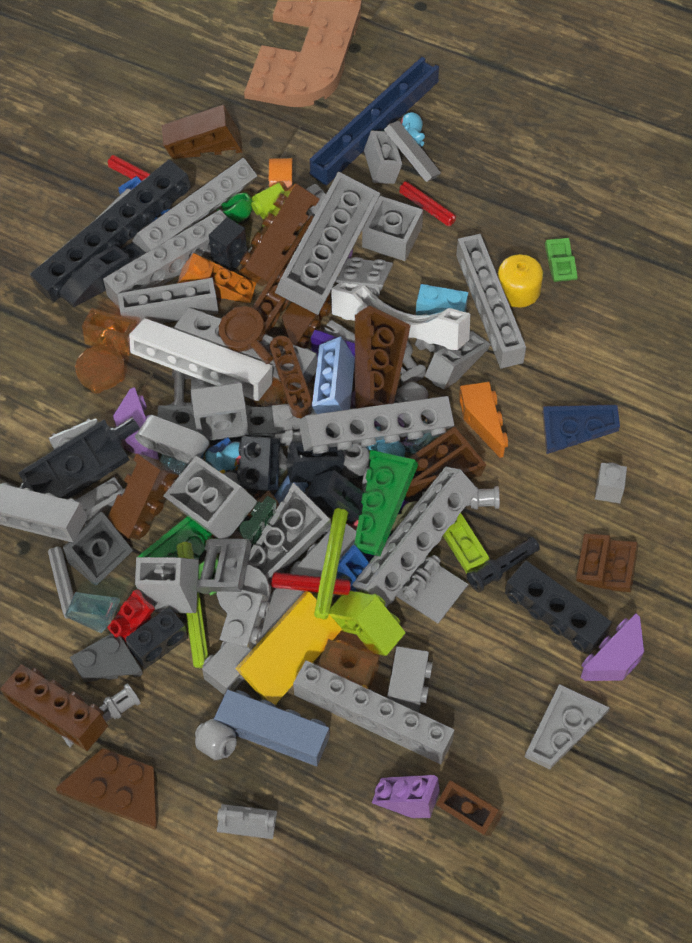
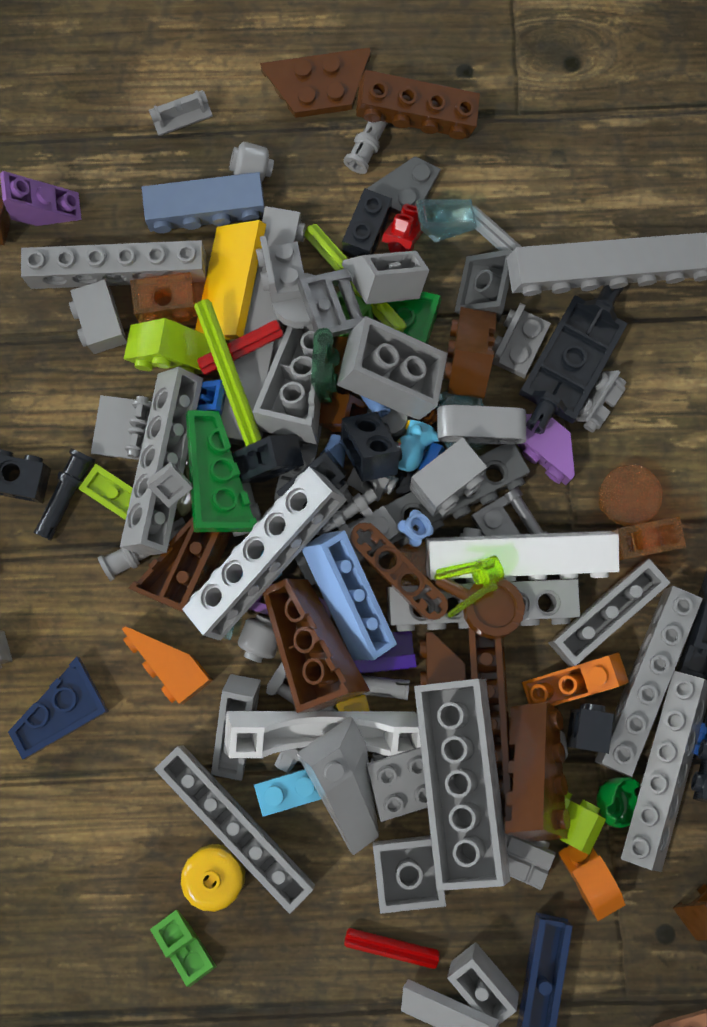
camera: 155 degrees right, 20 degrees up
(234, 343) = (483, 571): none -> clear neon green plant
(261, 402) = (423, 524): none -> light blue plate
(403, 287) = (342, 780): none -> light grey wedge
(418, 499) = (169, 484): none -> light grey plate

